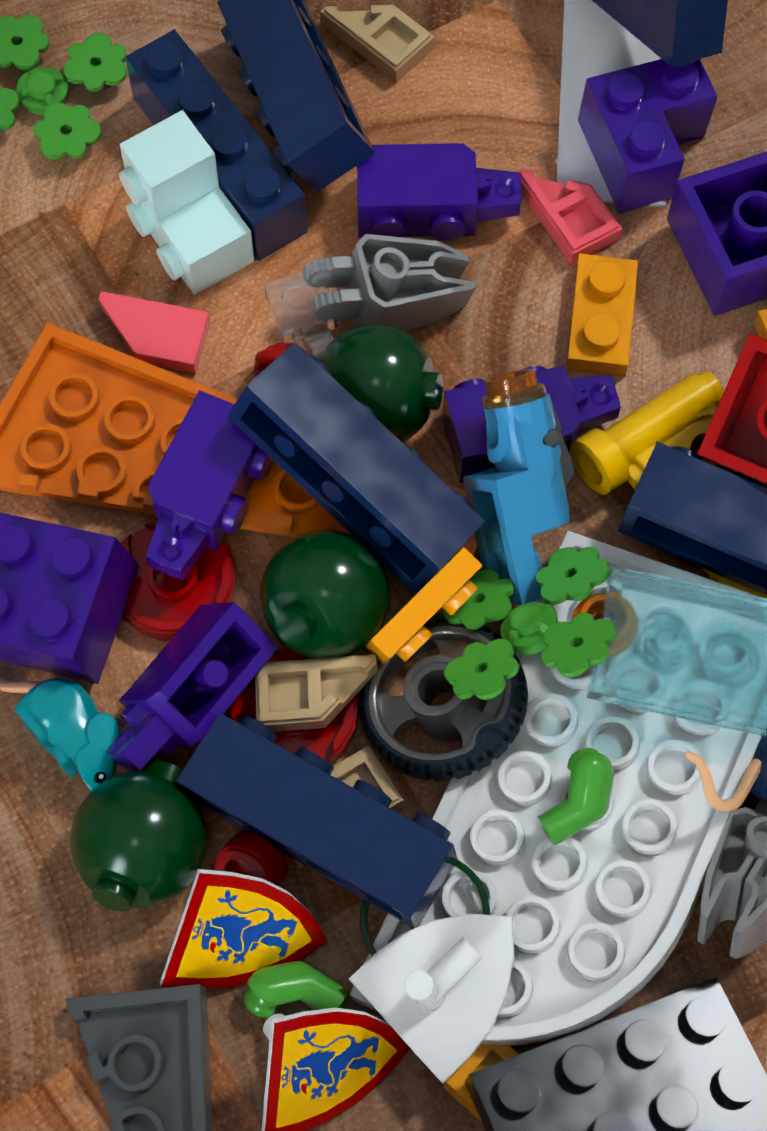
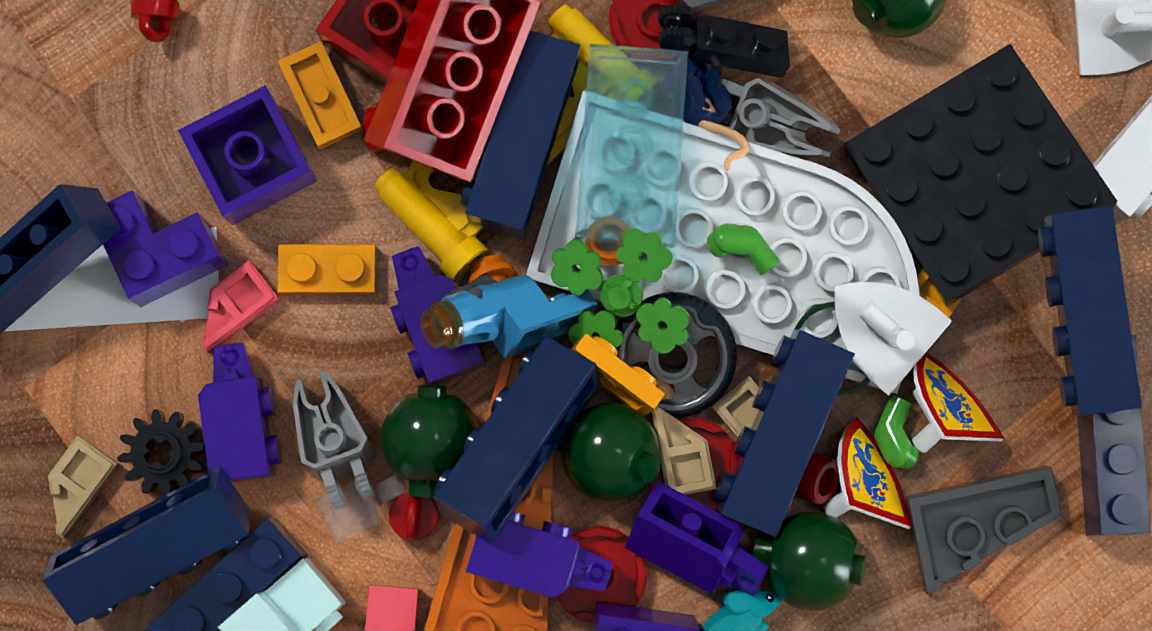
camera: 100 degrees left, 15 degrees up
(403, 108) = (143, 450): none -> black gear
(582, 493) = (492, 266): none -> orange plate

